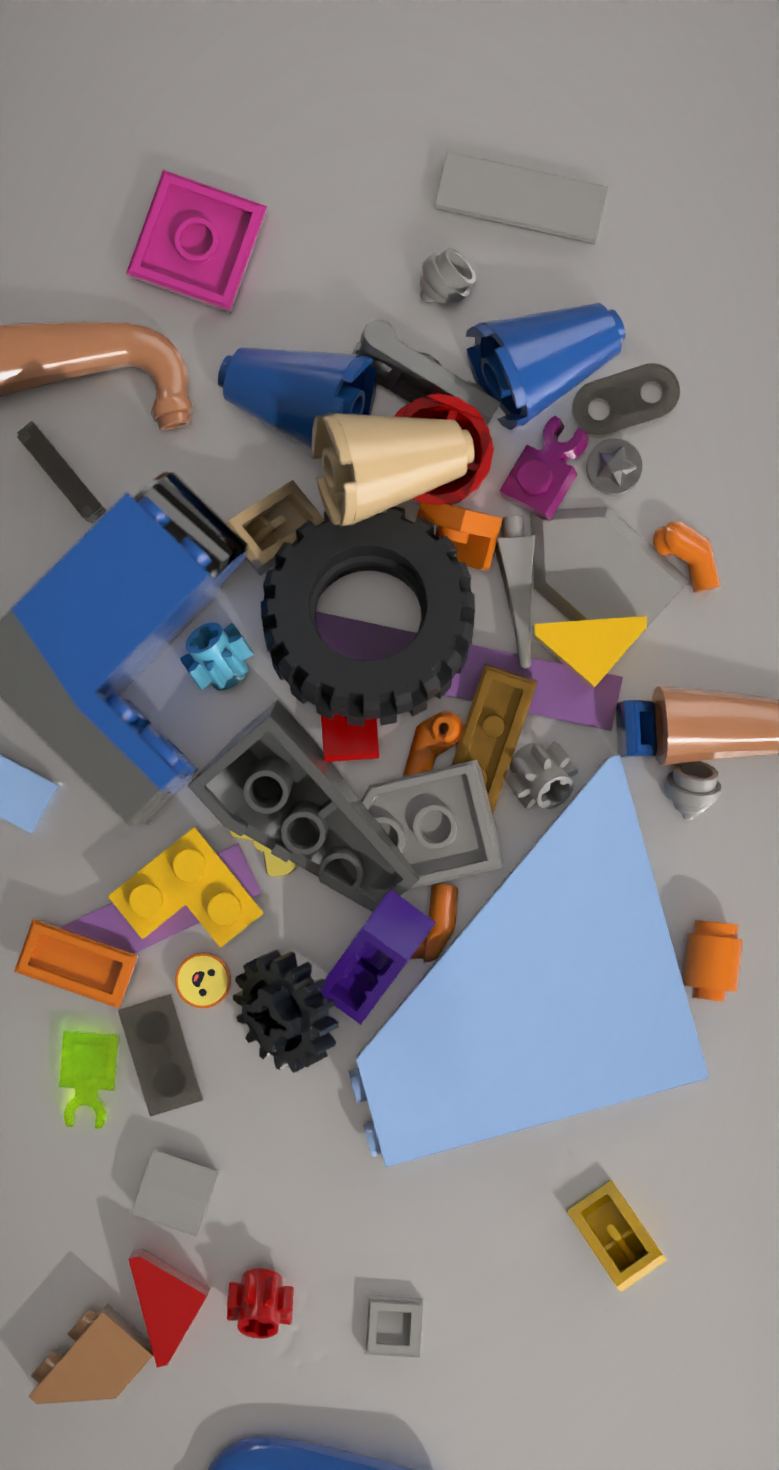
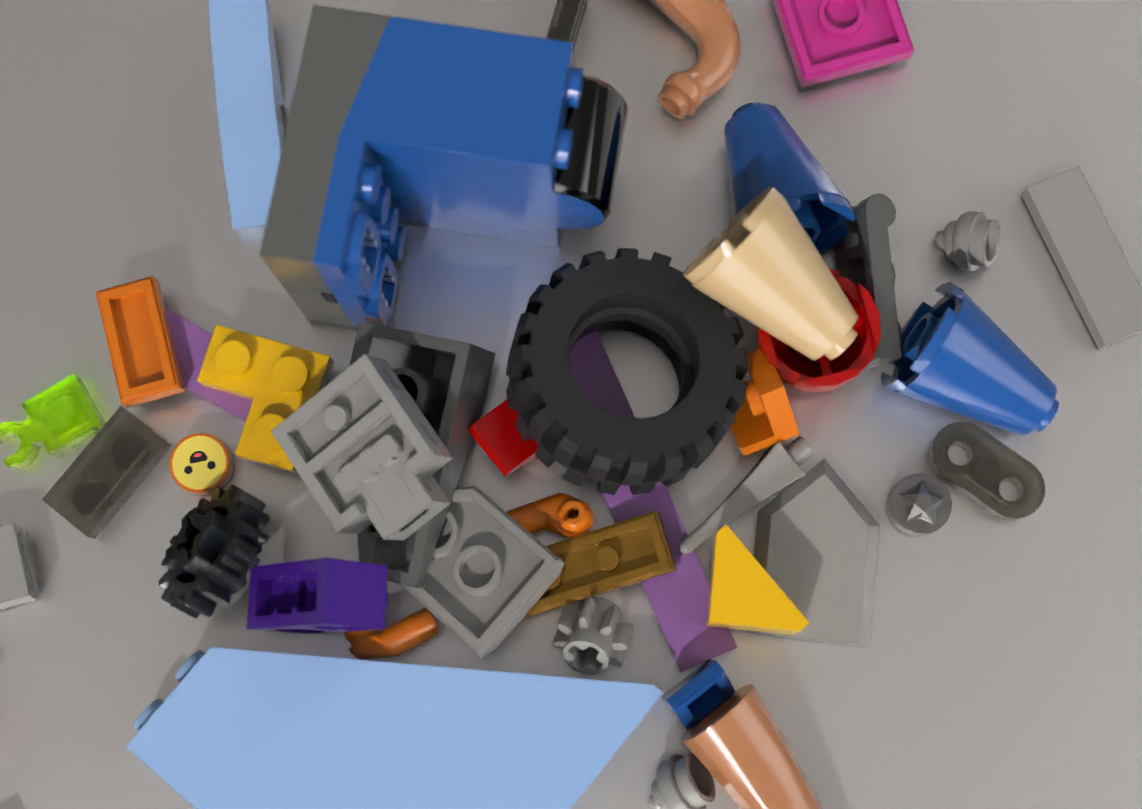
camera: 60 degrees right, 10 degrees down
(216, 656) = (496, 274): medium azure gear -> none
(272, 523) = (642, 228): tan slope -> none
(298, 847) = (367, 452): none -> light grey piece
(543, 476) = (864, 448): magenta plate -> none
(691, 547) = (900, 628): orange arm -> none

